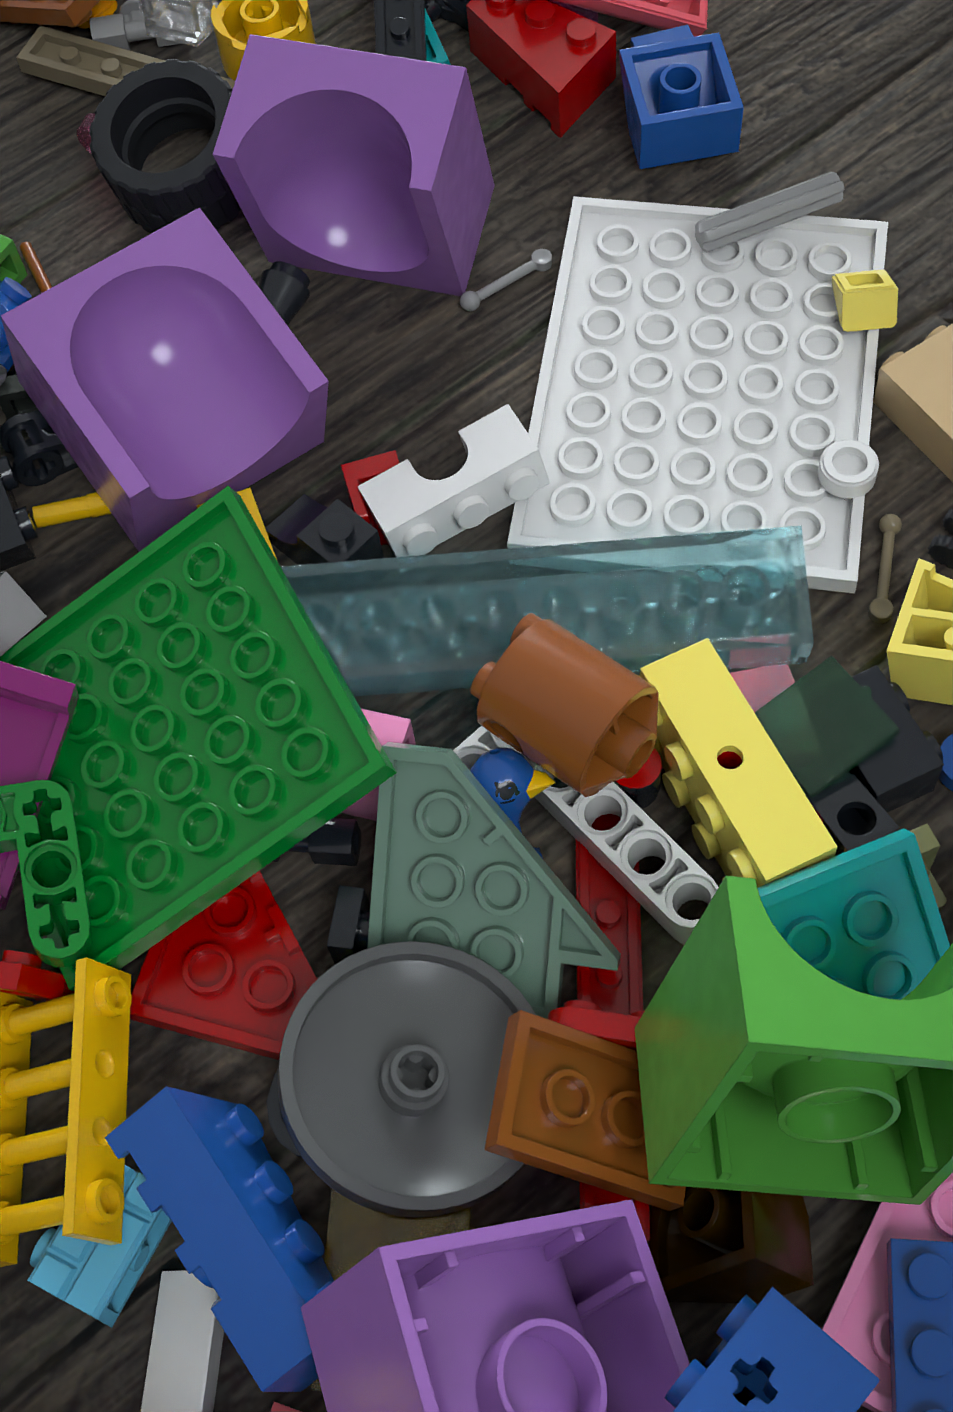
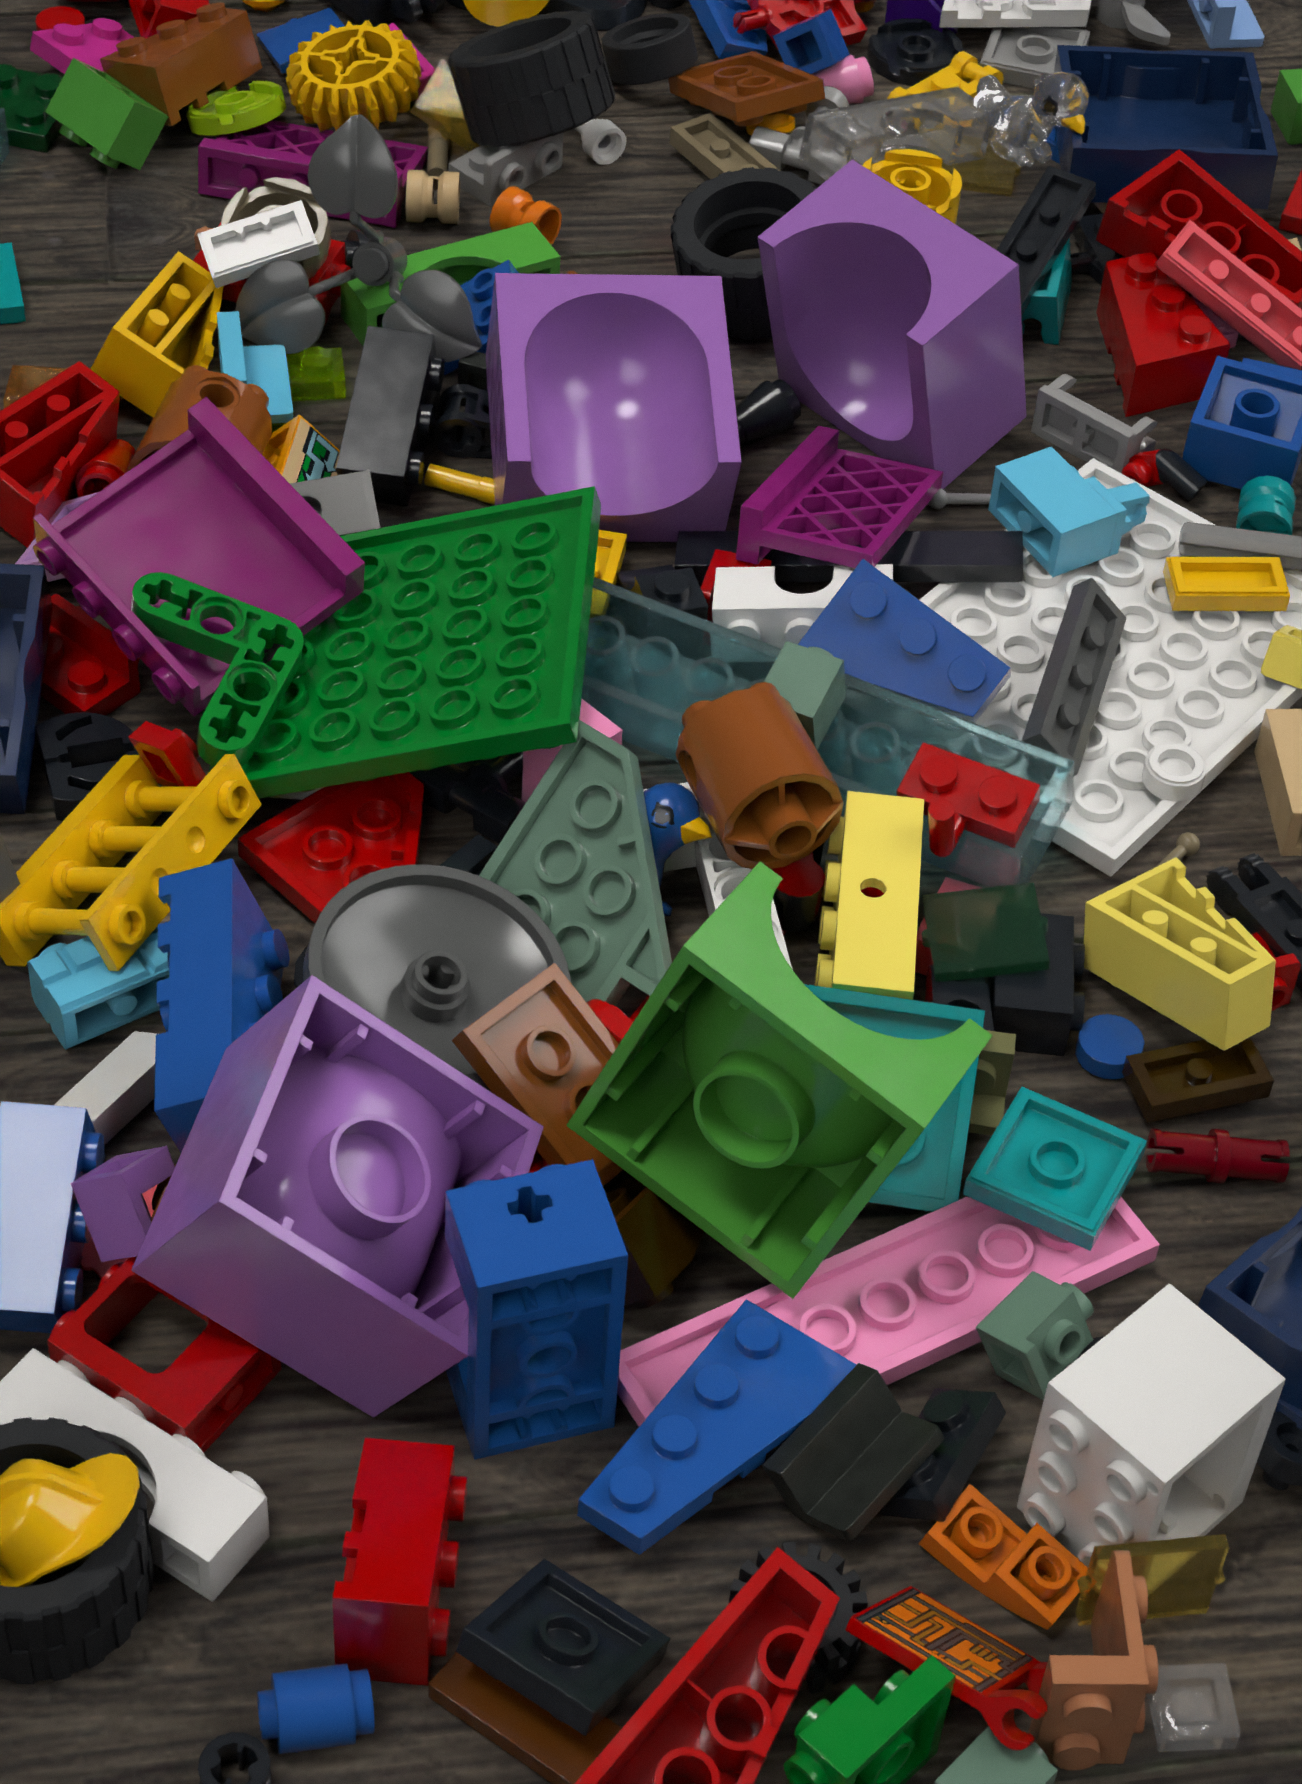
camera: 20 degrees right, 15 degrees down
(375, 370) = (816, 482): none -> magenta fence
(451, 400) = (914, 556): none -> black tile
(540, 584) = (812, 684): none -> sand green brick
(548, 170) = (1085, 429): none -> light grey hinge
(574, 489) = (906, 646): none -> blue wedge
(593, 268) = (1061, 513): none -> medium azure hinge
(628, 173) = (1164, 467): none -> black arm
(719, 429) = (1076, 674): none -> dark grey plate
(737, 172) = (1266, 505): none -> teal wheel
(738, 613) = (968, 797): none -> red plate
(761, 261) = (1226, 584): none -> yellow tile

